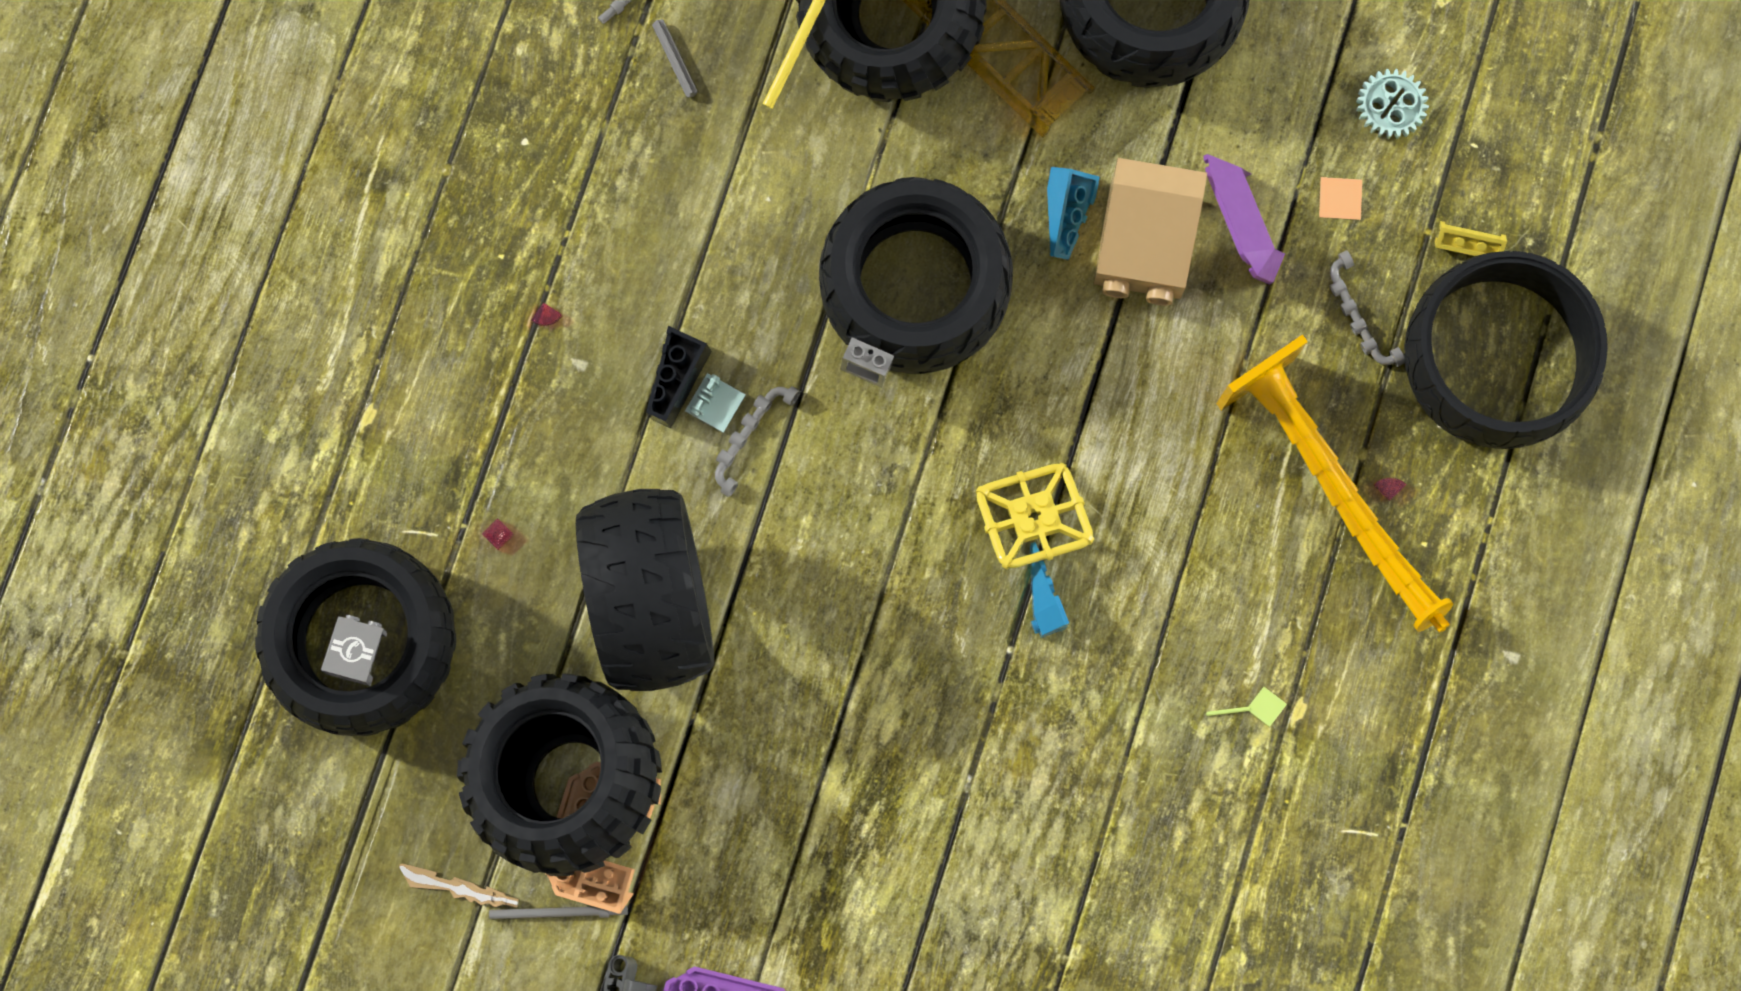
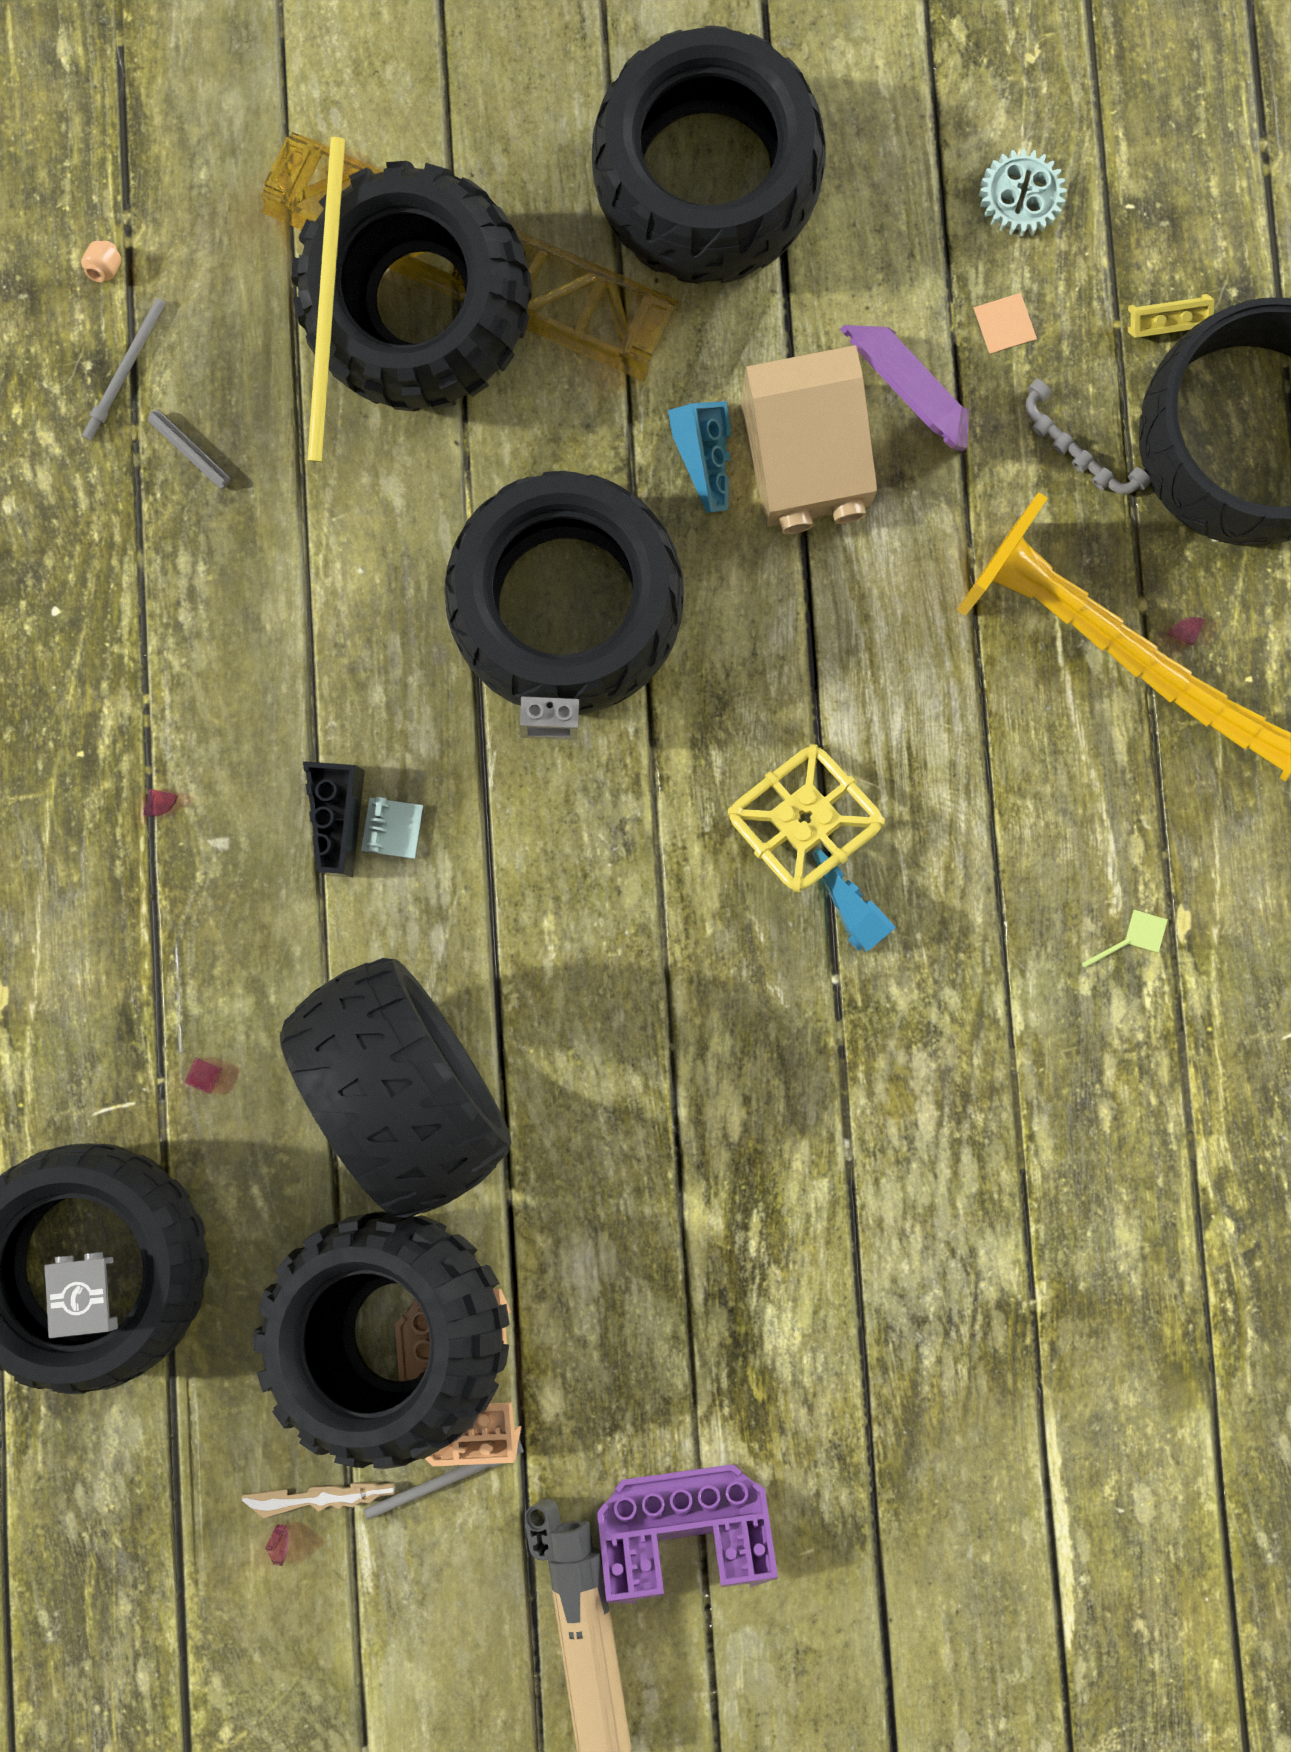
camera: 20 degrees left, 5 degrees up
(413, 910) = (278, 1545): none -> clear pink tile
(750, 422) = (436, 860): light grey bar -> none

